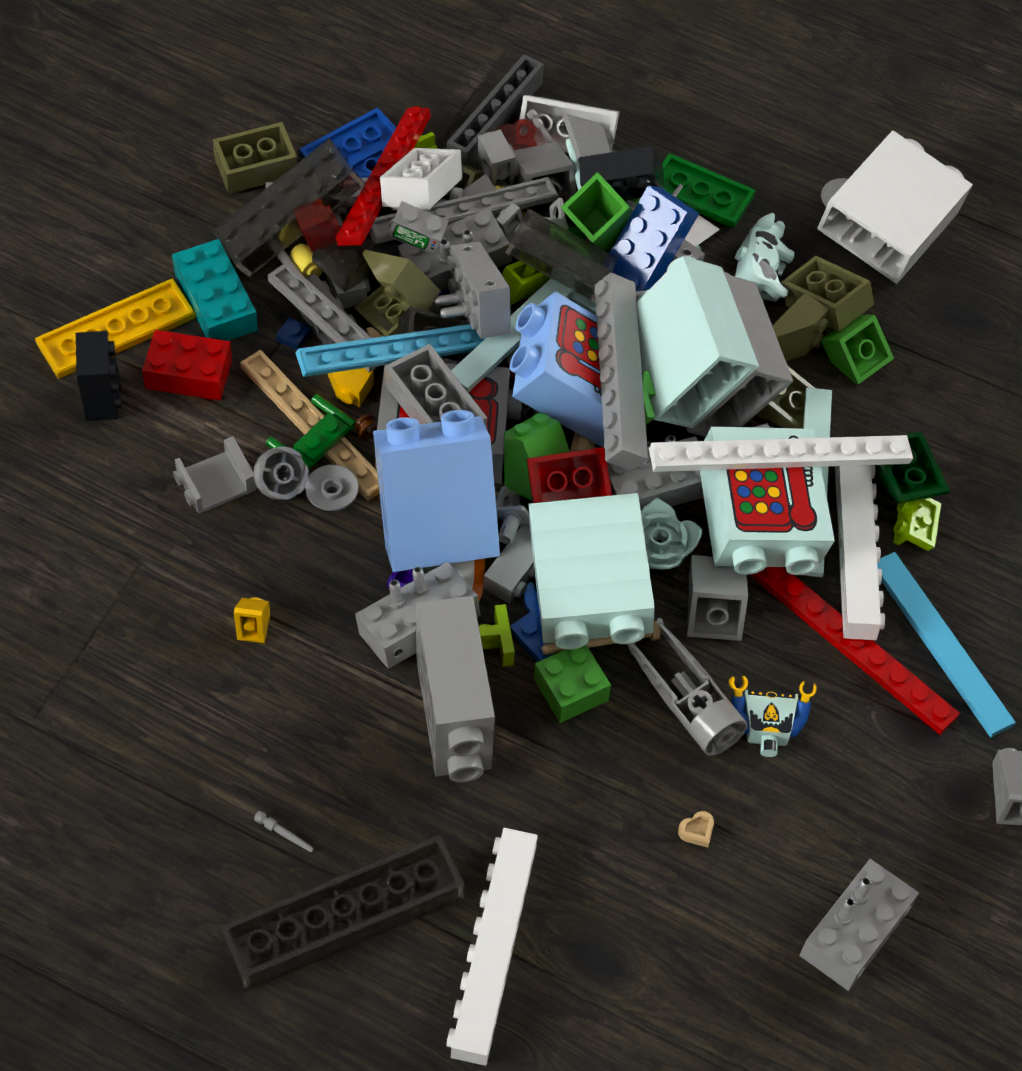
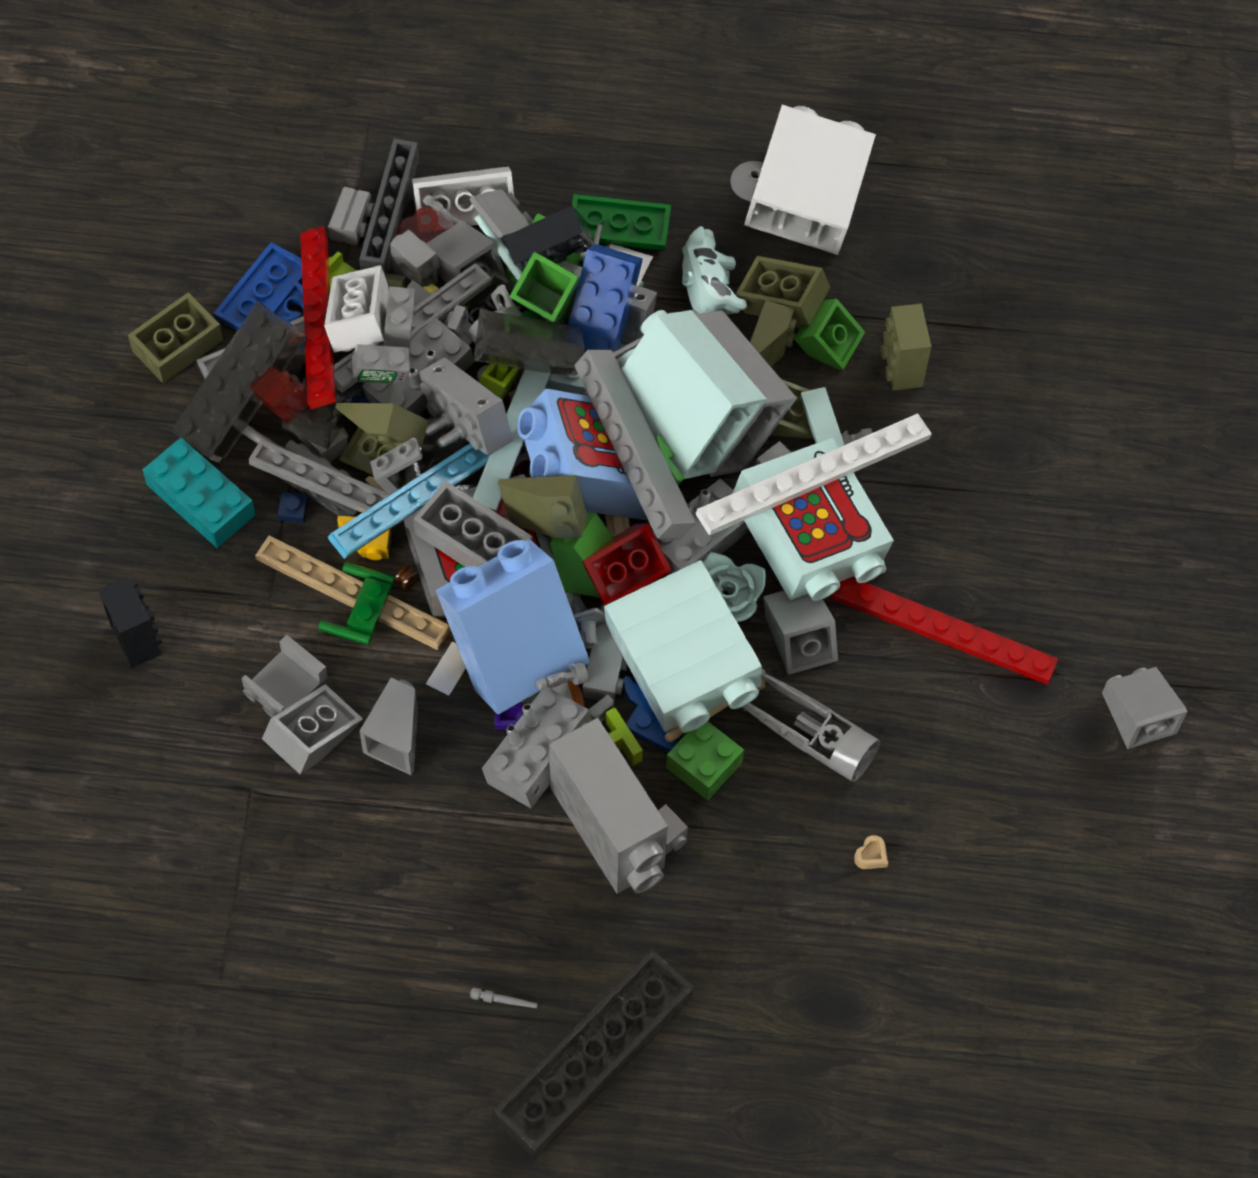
camera: 20 degrees left, 5 degrees up
(126, 321) = (122, 553): yellow tile -> none
(187, 365) = (206, 577): red brick -> none
(218, 526) = (311, 728): none -> light grey slope
(252, 619) = (385, 808): yellow slope -> none
(280, 473) = (349, 655): light grey cylinder -> none
(292, 548) = (392, 727): none -> light grey slope
(302, 257) = (271, 427): light yellow brick -> none
(329, 479) = (401, 640): light grey dish -> none
(366, 523) = (447, 671): none -> white sticker
(384, 316) = (388, 464): none -> light grey bracket
(454, 194) = (399, 317): none -> light grey brick
(456, 108) = (350, 216): none -> light grey brick
(481, 560) = (576, 674): none -> light grey piece
(488, 603) = (600, 708): none -> light grey tile
(493, 948) = (739, 1031): white brick -> none
(508, 734) = (676, 831): none -> light grey brick
(513, 395) = (545, 505): none -> olive slope
(771, 715) = (895, 723): torso -> none
(858, 924) = (1049, 888): light grey piece -> none
(859, 552) = (913, 541): white brick -> none
(915, 480) = (939, 452): dark green slope -> none
(918, 523) = (949, 487): lime bracket -> none
(923, 378) = (906, 347): none -> olive brick
(944, 646) = (1017, 597): medium azure tile -> none

